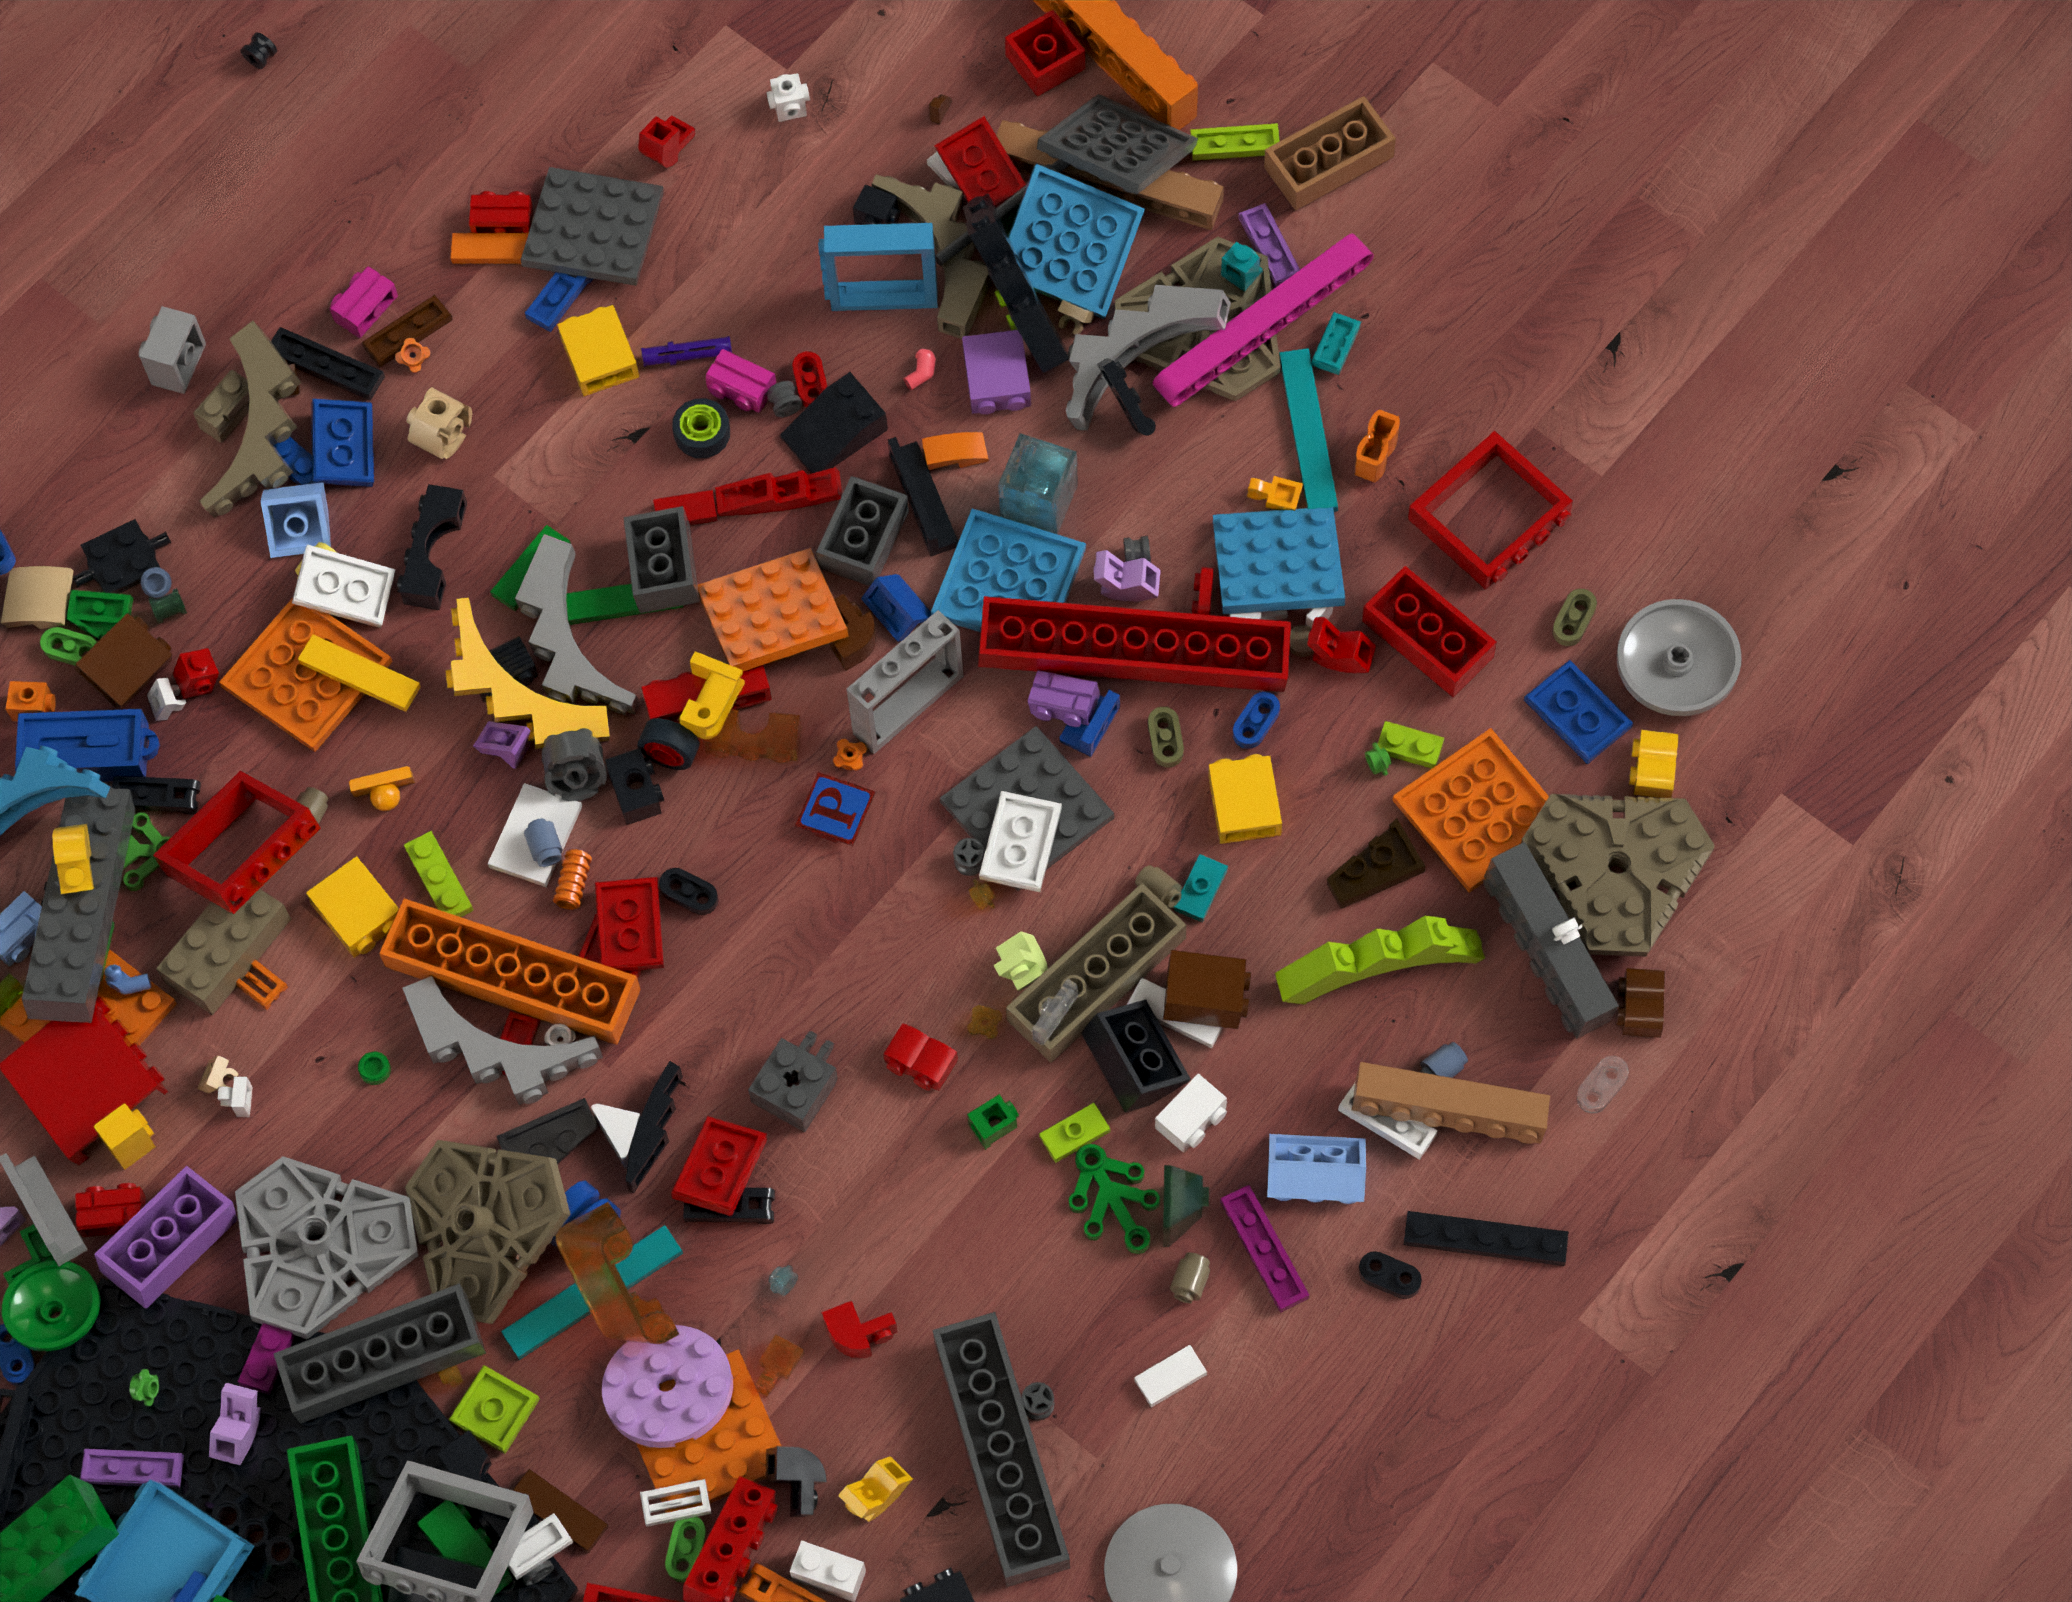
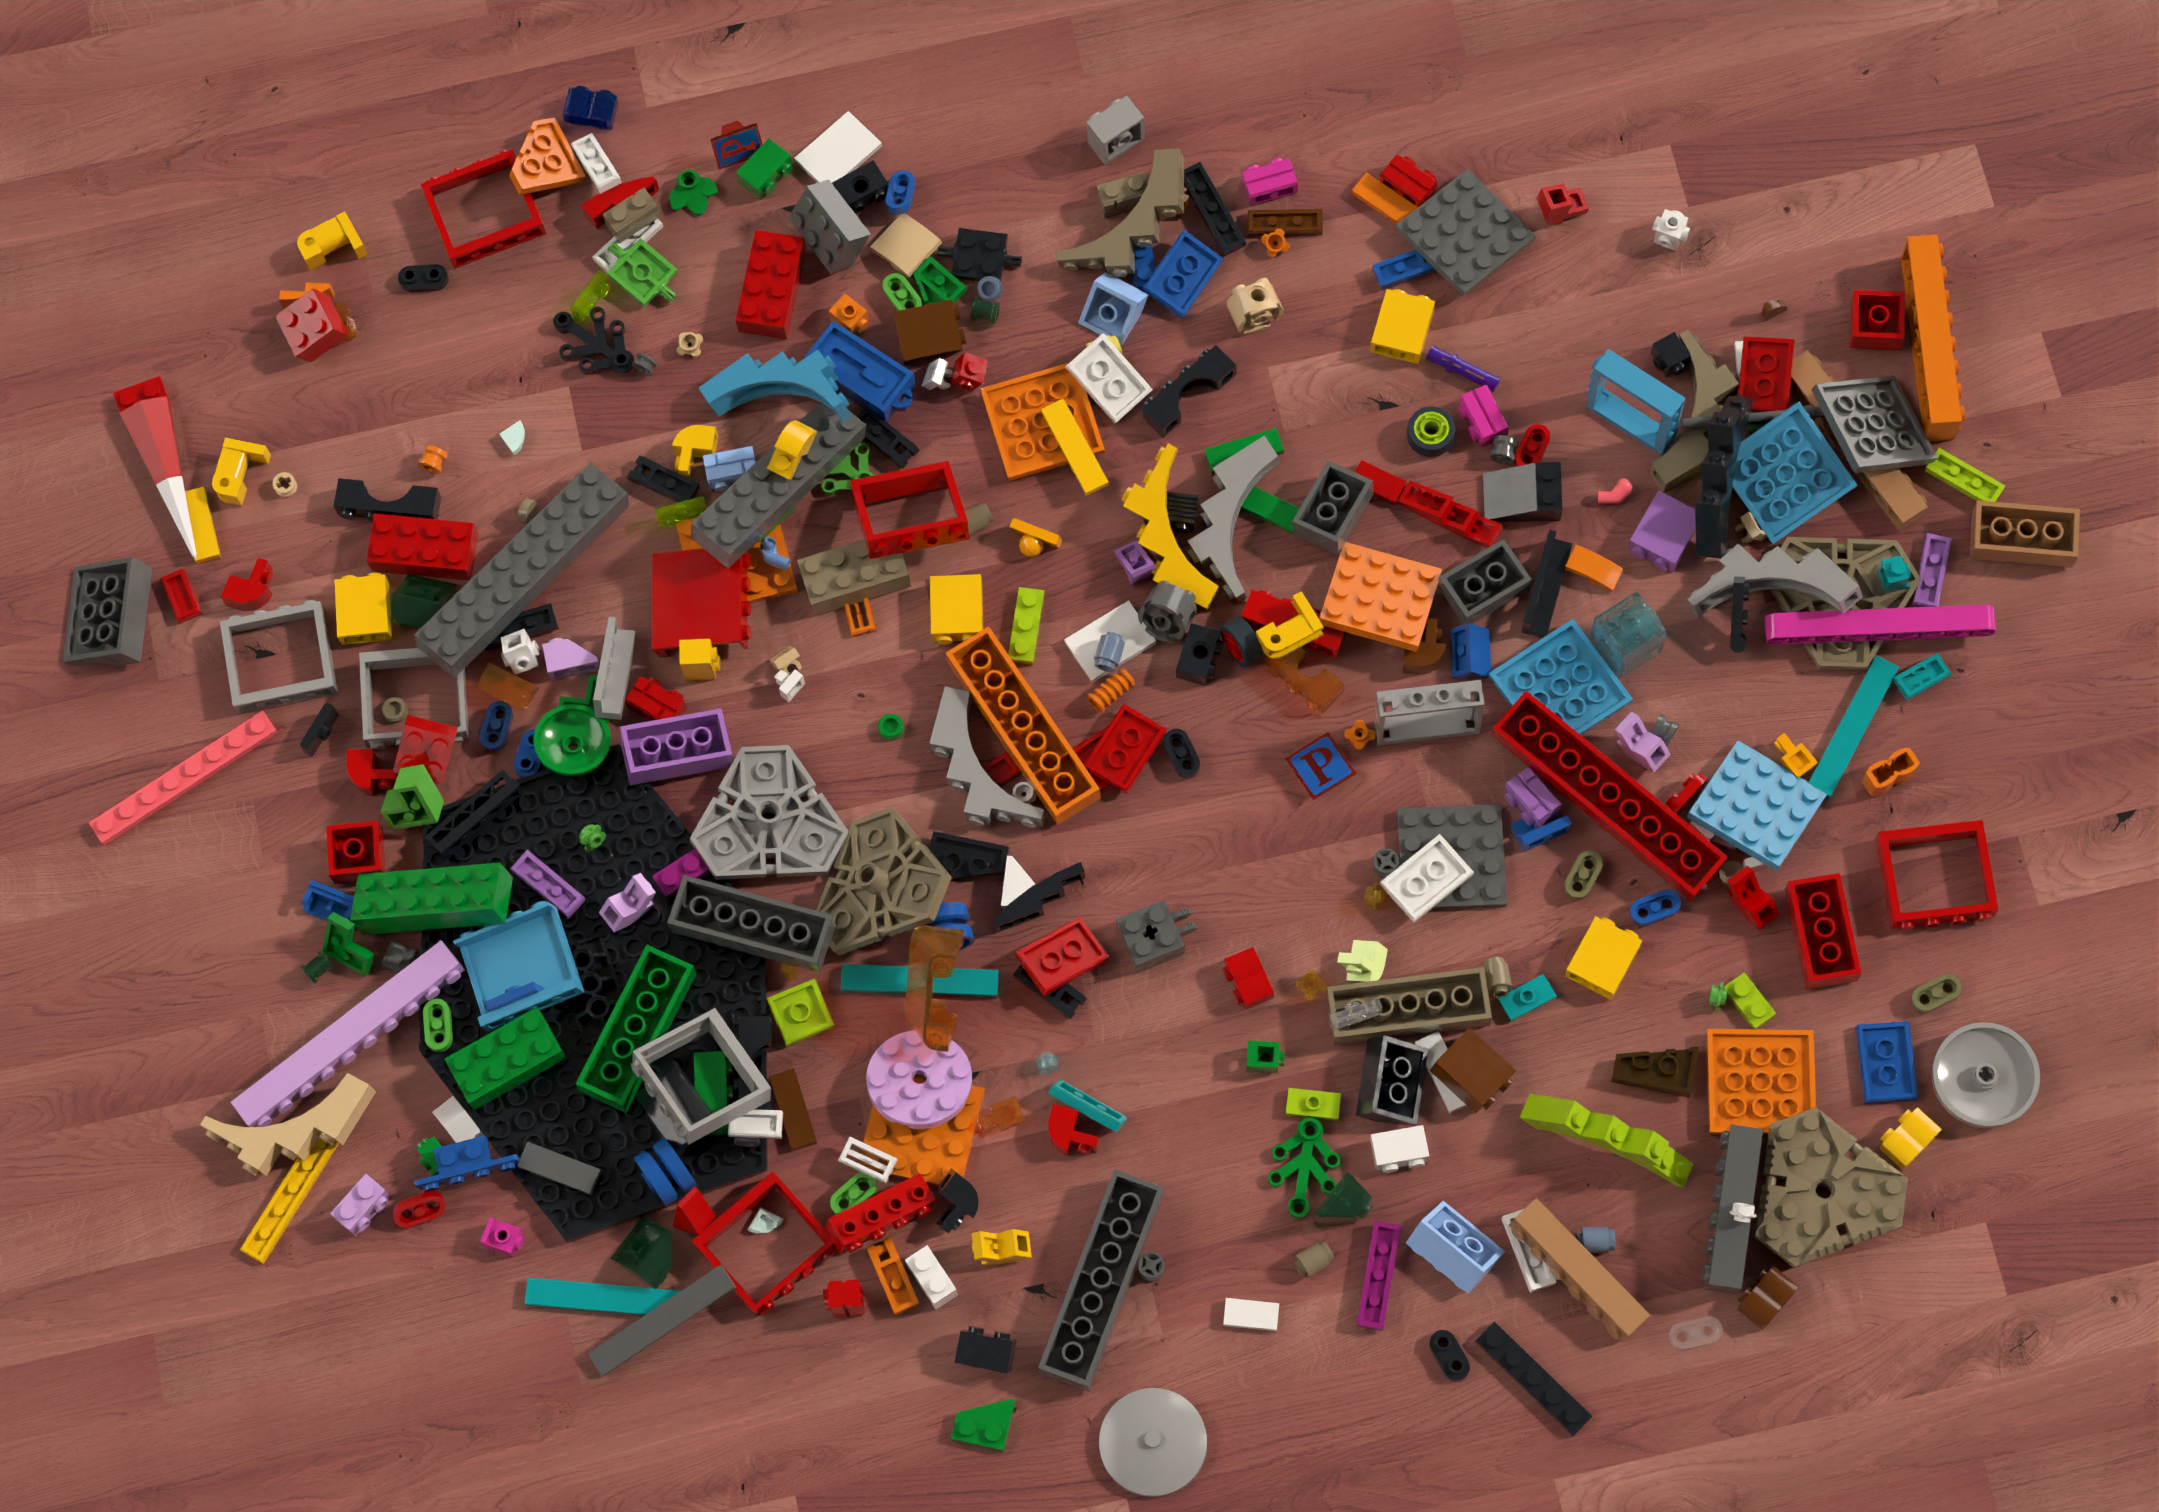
camera: 40 degrees right, 5 degrees up
(855, 1290) = (1088, 1105): none -> teal tile

